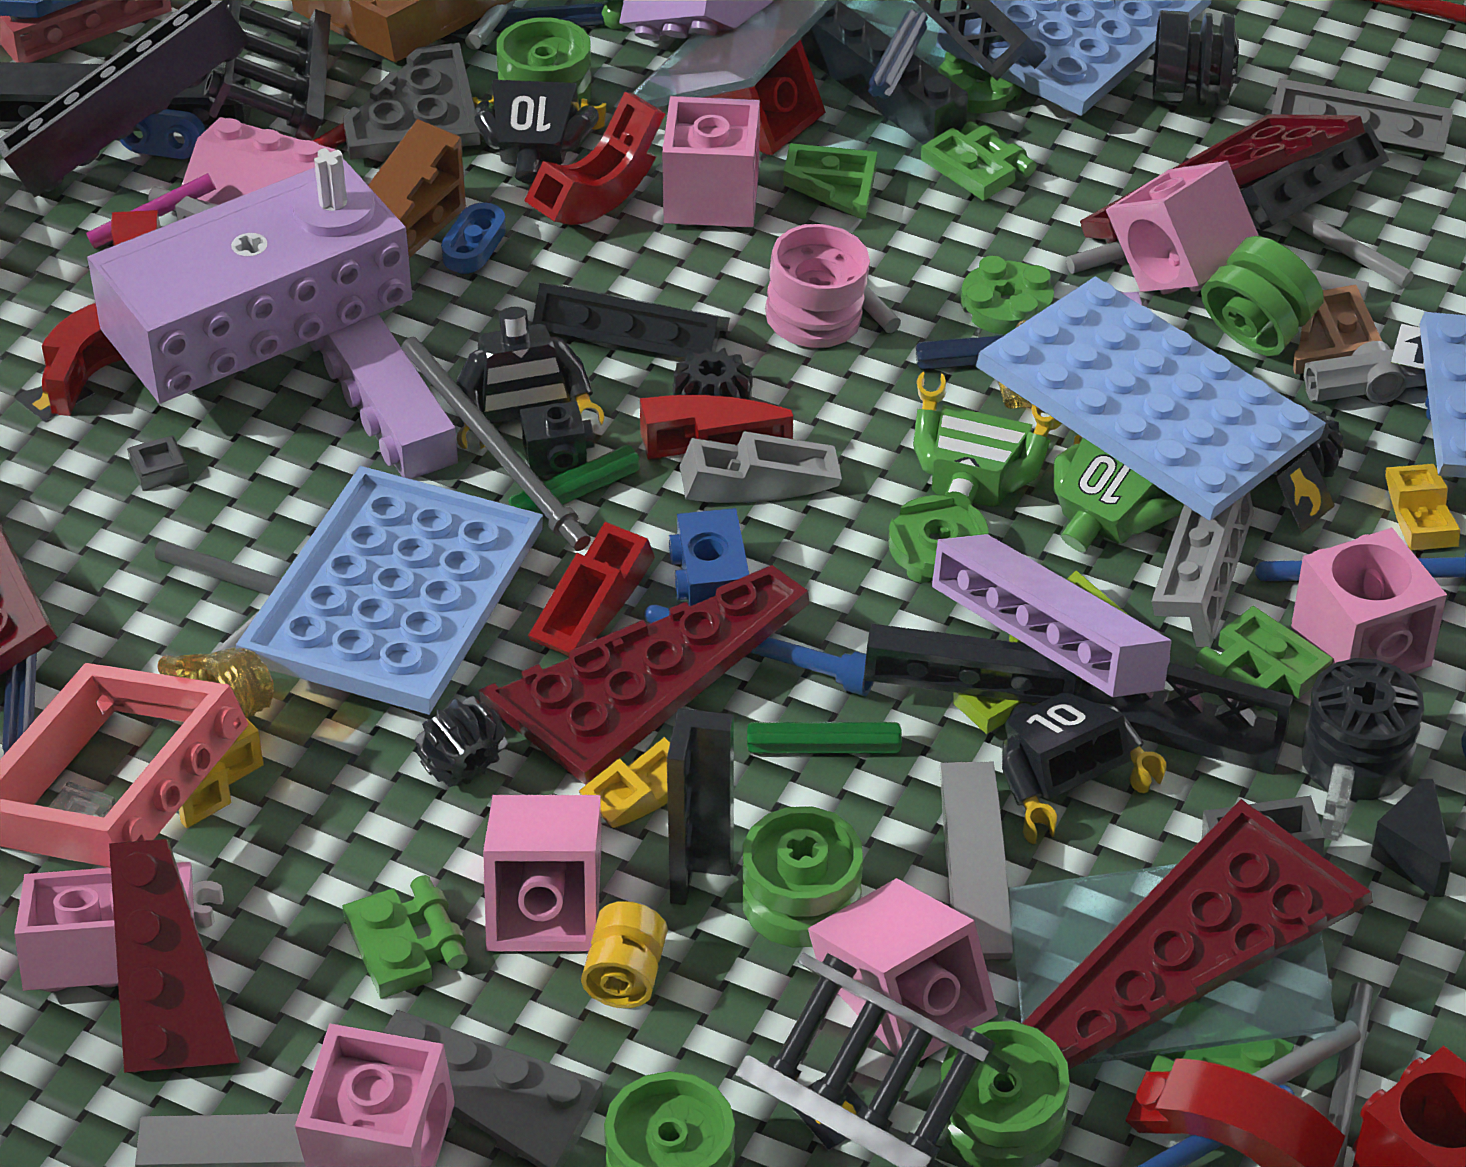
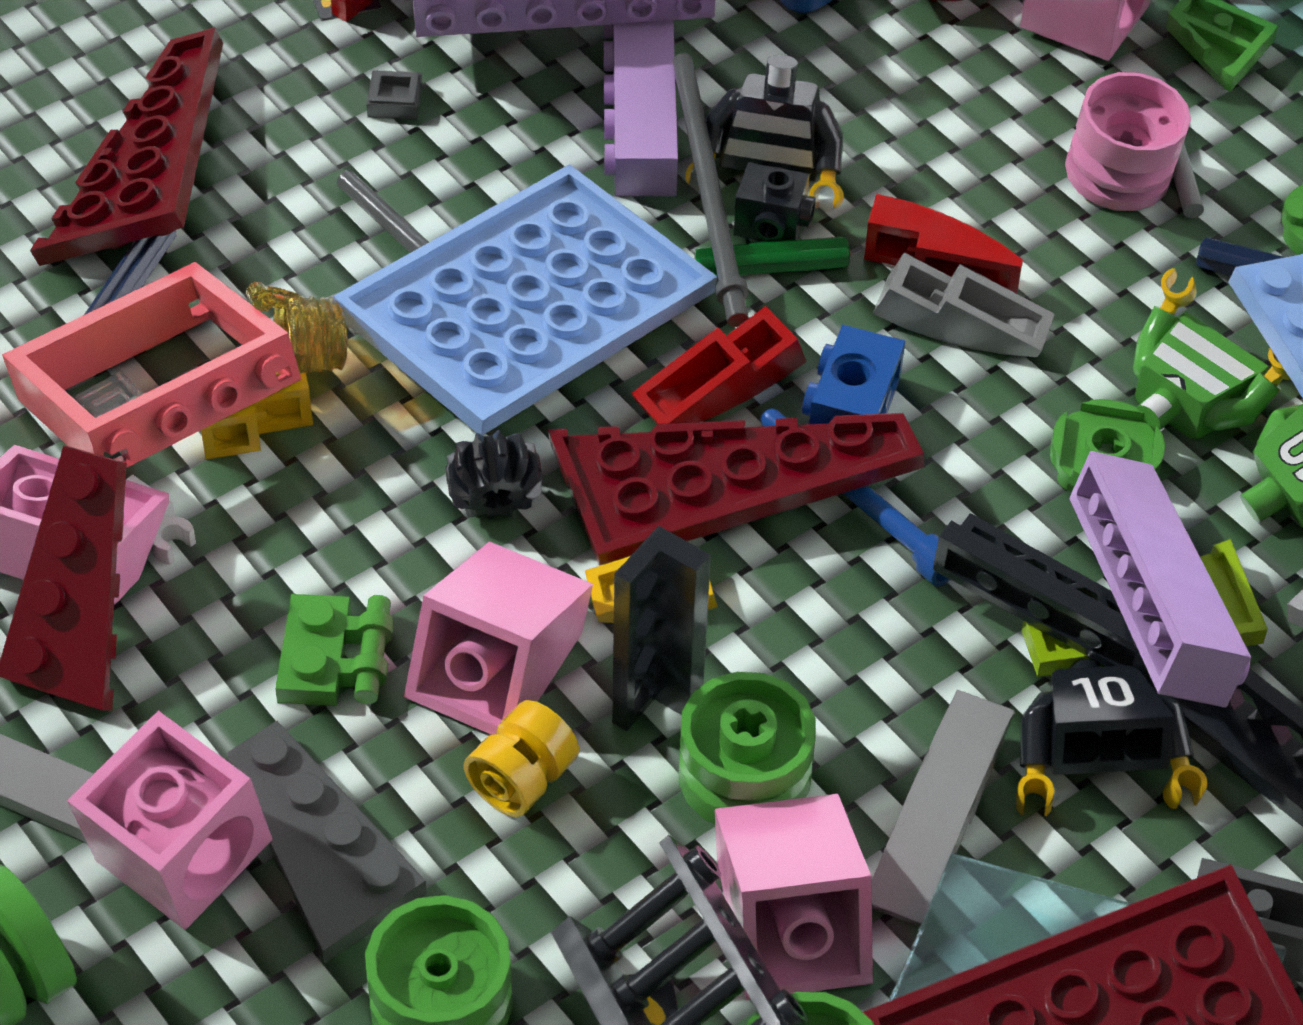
camera: 25 degrees right, 5 degrees up
(626, 321) = (922, 113): black fence -> none
(713, 375) = (970, 198): black gear -> none
(824, 737) = (865, 613): green axle -> none

